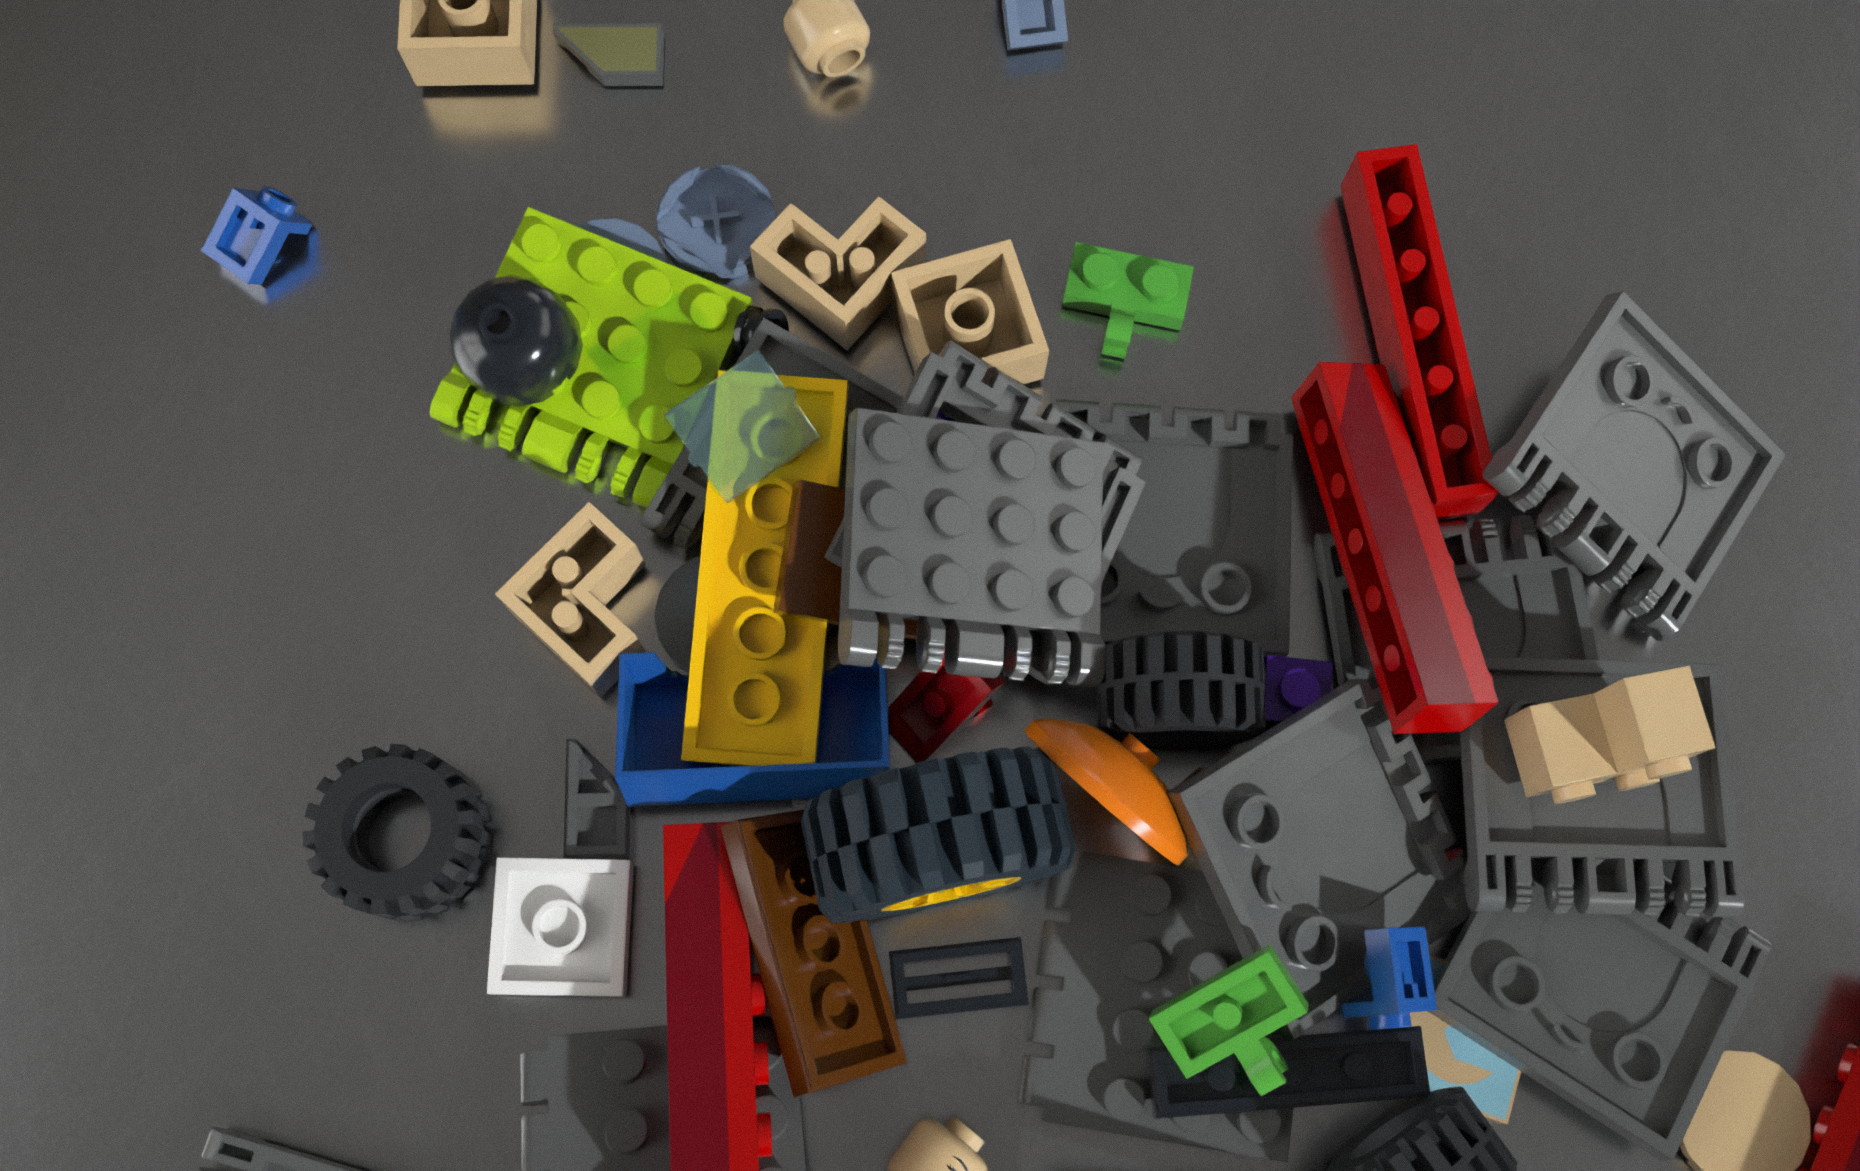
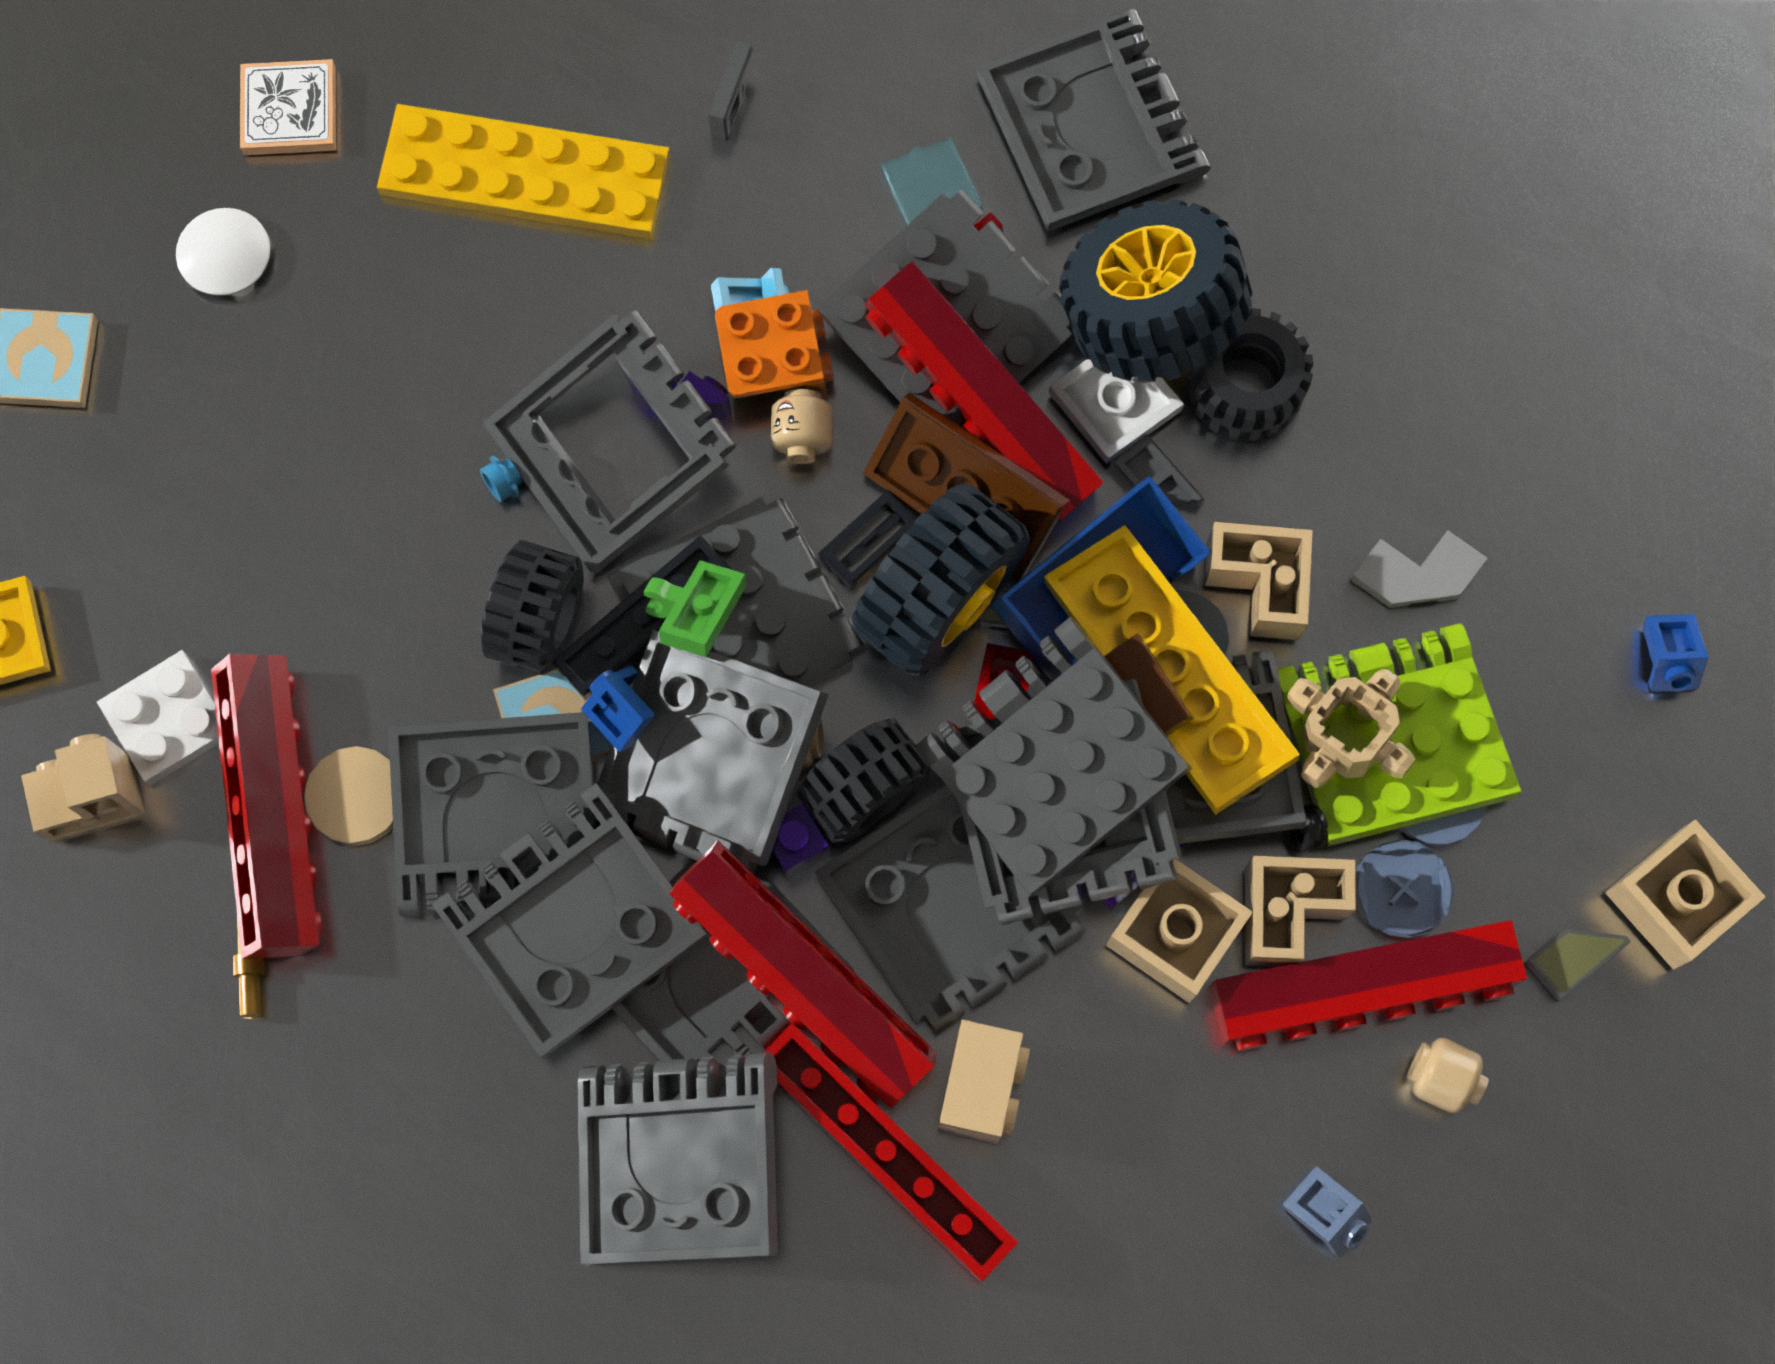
camera: 145 degrees right, 0 degrees up
(403, 477) = (1400, 581): none -> light grey tile
(414, 997) = (1156, 290): none -> black wheel
(515, 340) = (1445, 694): black cylinder -> none
(632, 328) = (1372, 702): none -> tan piece
(742, 426) = (1254, 730): clear light blue piece -> none
(820, 152) = (1368, 983): none -> brick
(1117, 778) = (867, 682): orange dish -> none
(1127, 291) = (1099, 1049): bright green plate -> none
(1280, 319) = (981, 1083): none -> tan brick
(1621, 733) = (590, 928): tan brick -> none

